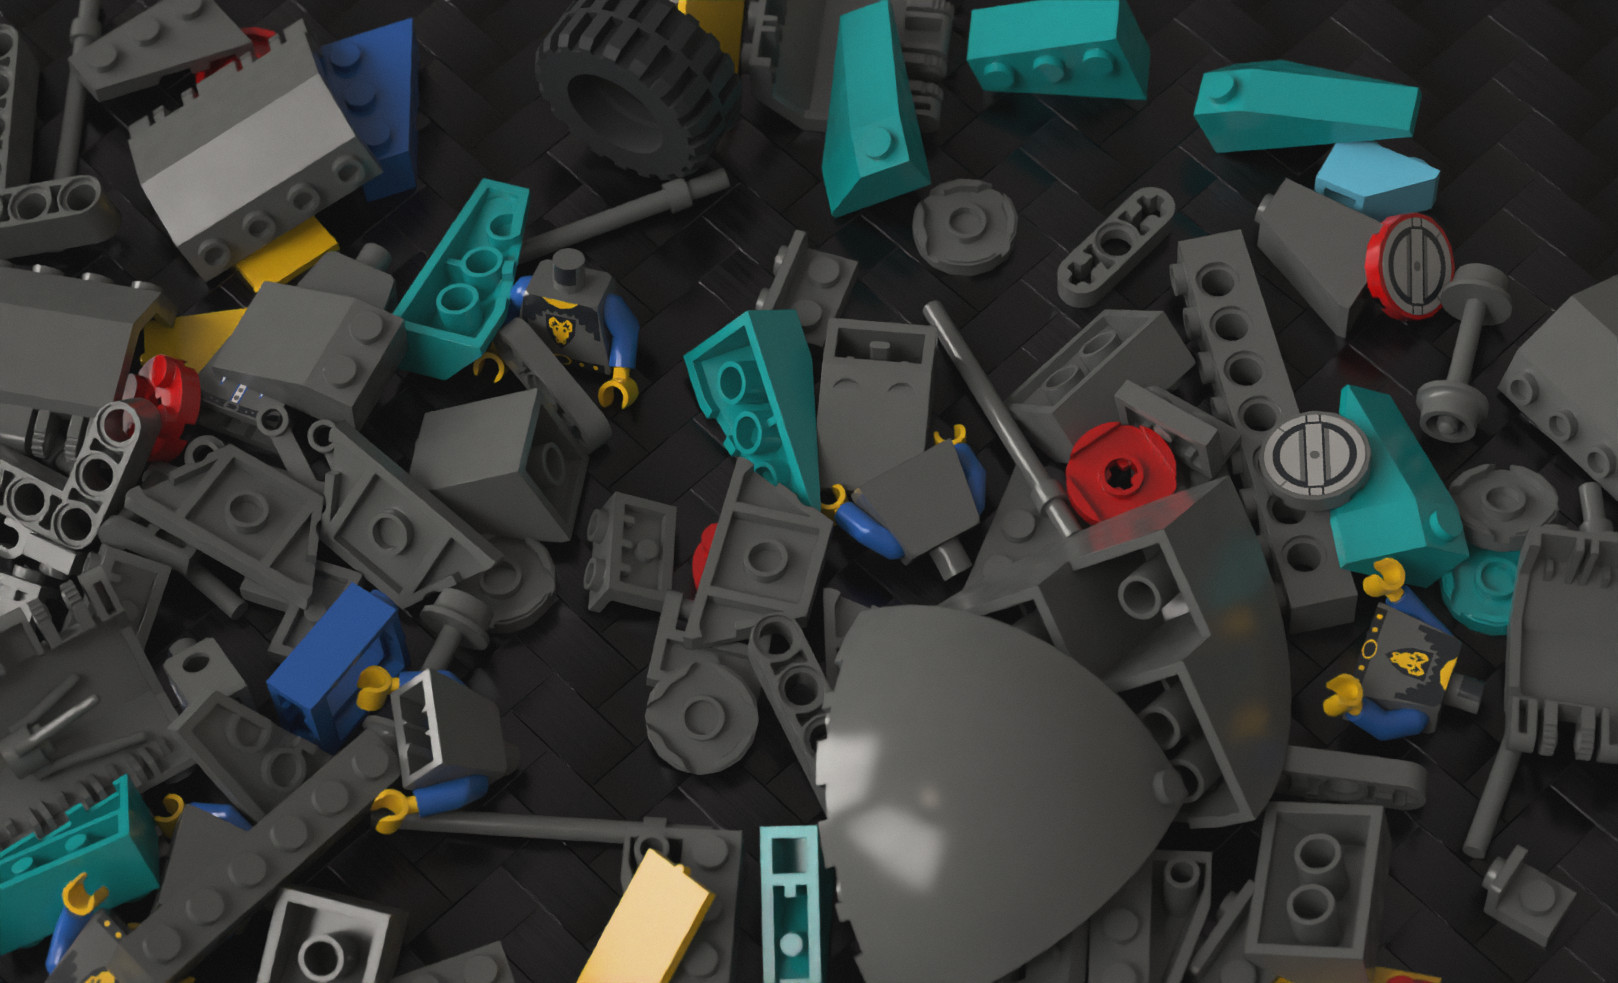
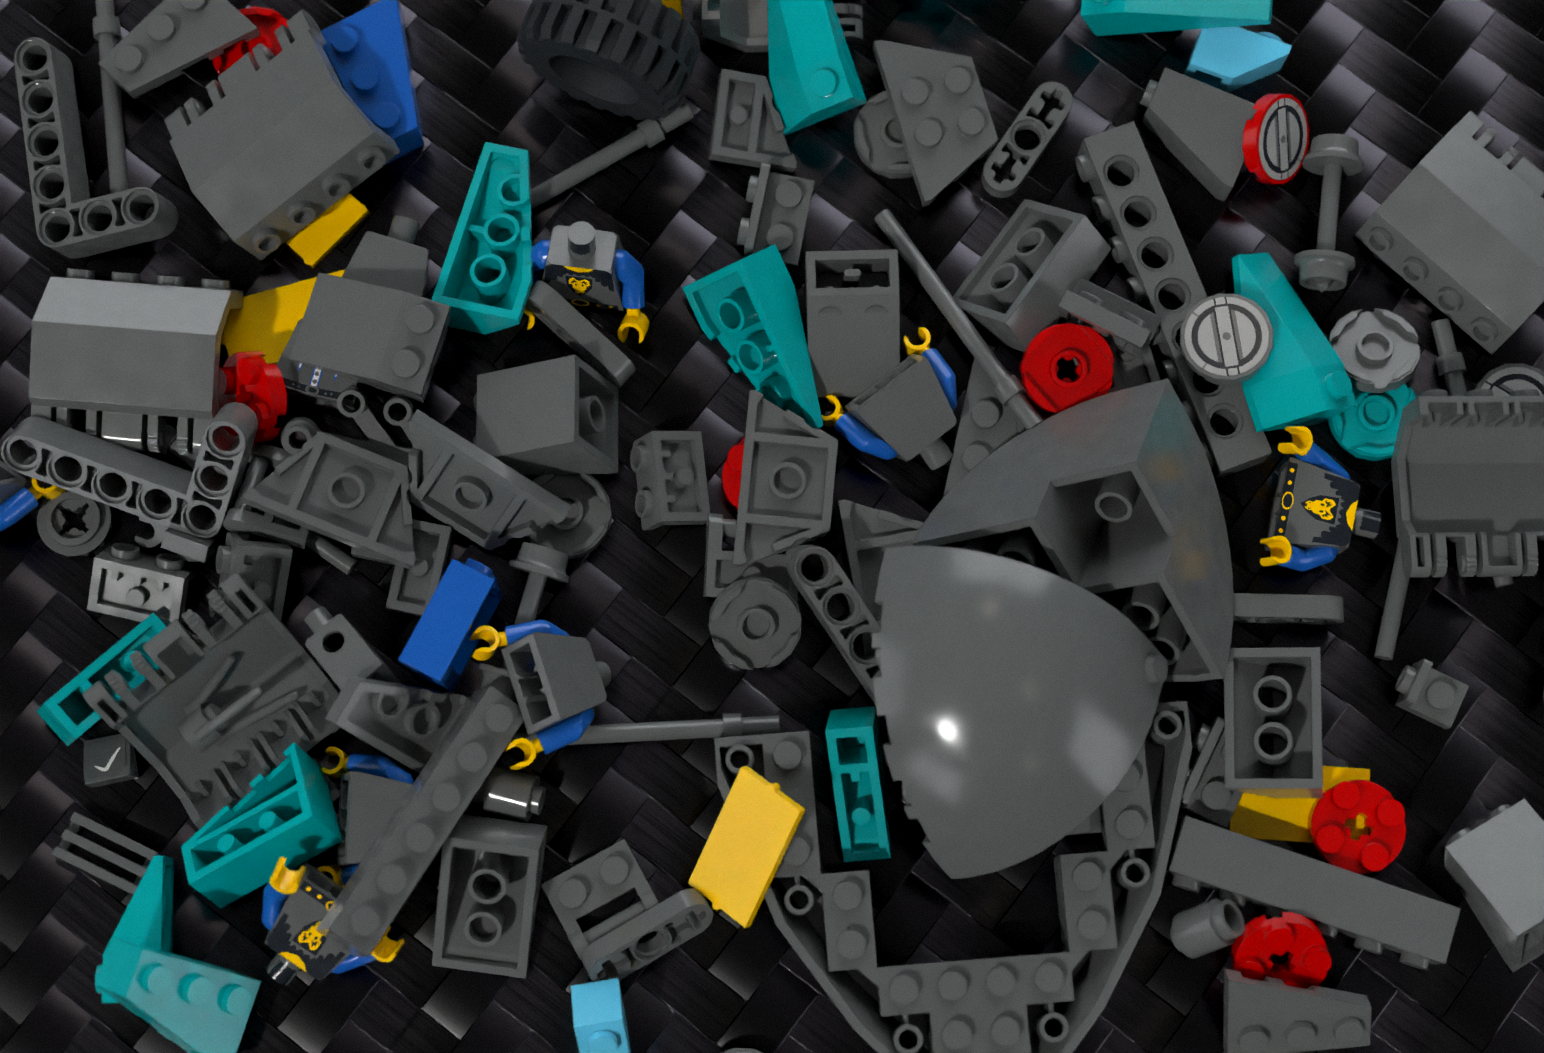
camera: 15 degrees left, 20 degrees up
(371, 871) = (511, 794): none -> dark grey brick
(791, 196) = (747, 125): none -> dark grey wing
(1012, 204) = (936, 112): none -> dark grey wing

